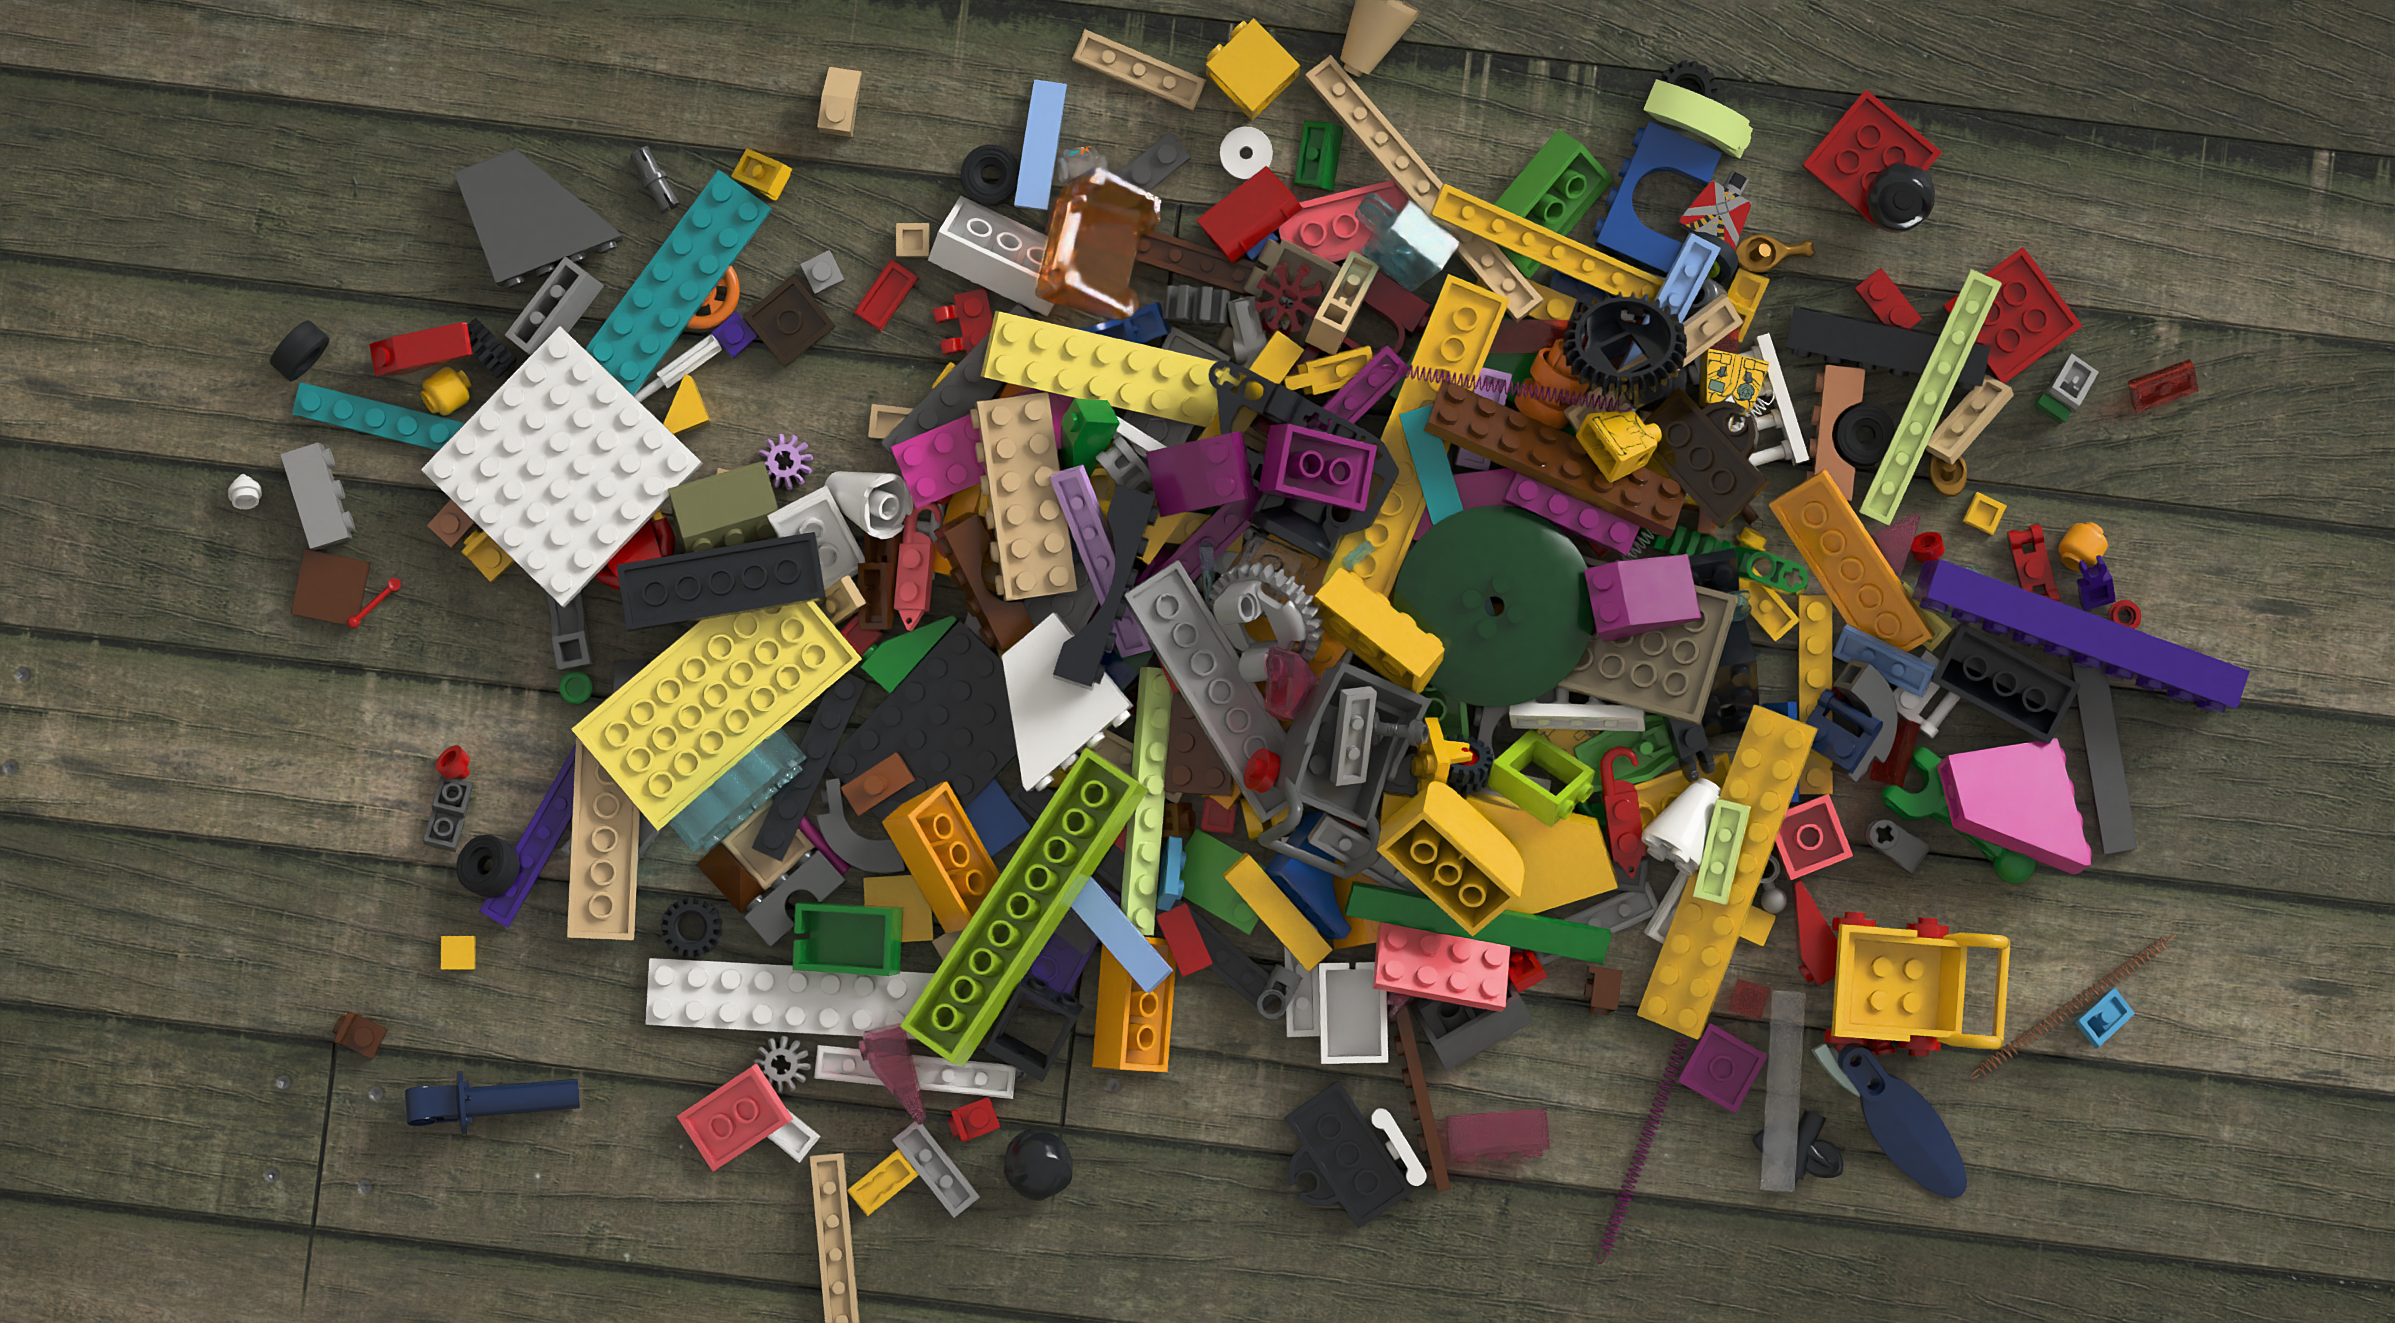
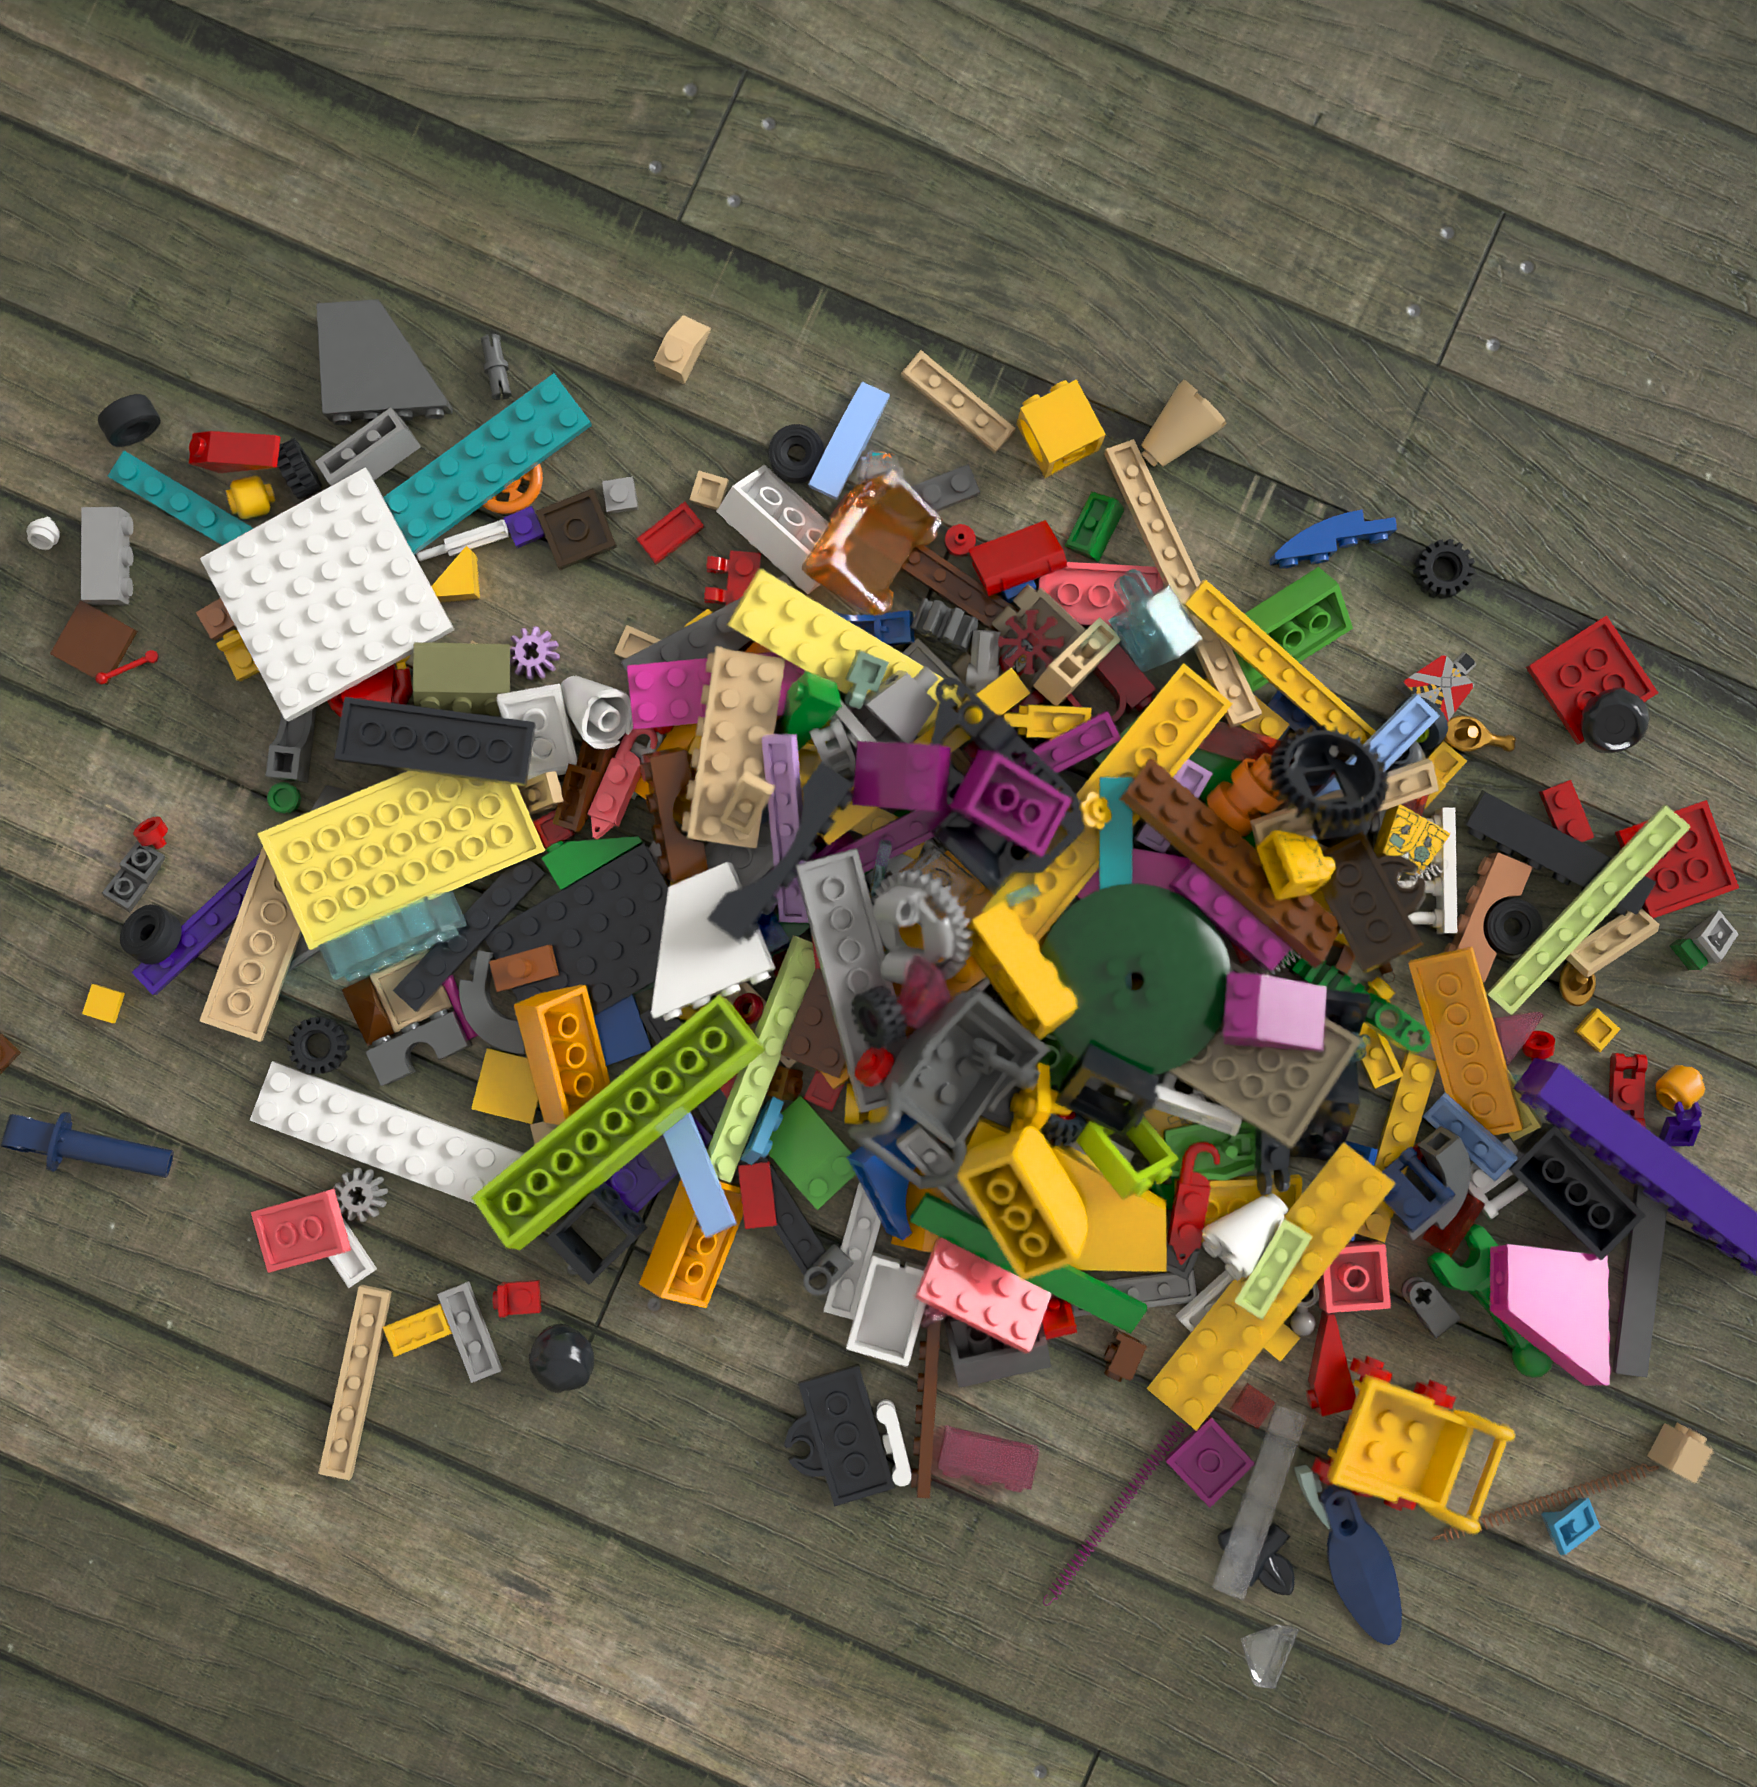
camera: 15 degrees right, 0 degrees up
(762, 174) = (594, 391): yellow slope -> none
(848, 938) = (452, 1100): green piece -> none
(893, 1063) = (458, 1228): clear pink slope -> none
(932, 1073) = (476, 1237): white tile -> none
(1055, 547) = (746, 803): none -> tan slope
(1111, 750) = (743, 1003): none -> dark red plate
(1133, 381) = (866, 674): none -> sand green plate
(1179, 399) = (903, 703): none -> light grey torso
(1184, 220) = (956, 546): none -> red tile
(1245, 138) = (1030, 490): white piece -> none
(1252, 719) = (879, 1016): none -> black tyre
(1277, 912) = (848, 1197): yellow tile -> none
(1353, 736) = (967, 1060): light grey plate -> none
(1404, 449) = (1095, 811): none -> yellow plant
(1498, 743) = (1098, 1107): none -> black window
(1510, 385) = (1206, 777): magenta piece -> none
(1551, 100) = (1320, 539): none -> blue slope
(1656, 152) = (1403, 615): blue arch -> none
(1699, 115) = (1453, 591): yellowish green arch -> none
(1840, 1241) = (1268, 1653): none -> clear slope
(2128, 606) = (1706, 1159): red plate -> none
(2188, 910) = (1681, 1451): none -> tan brick

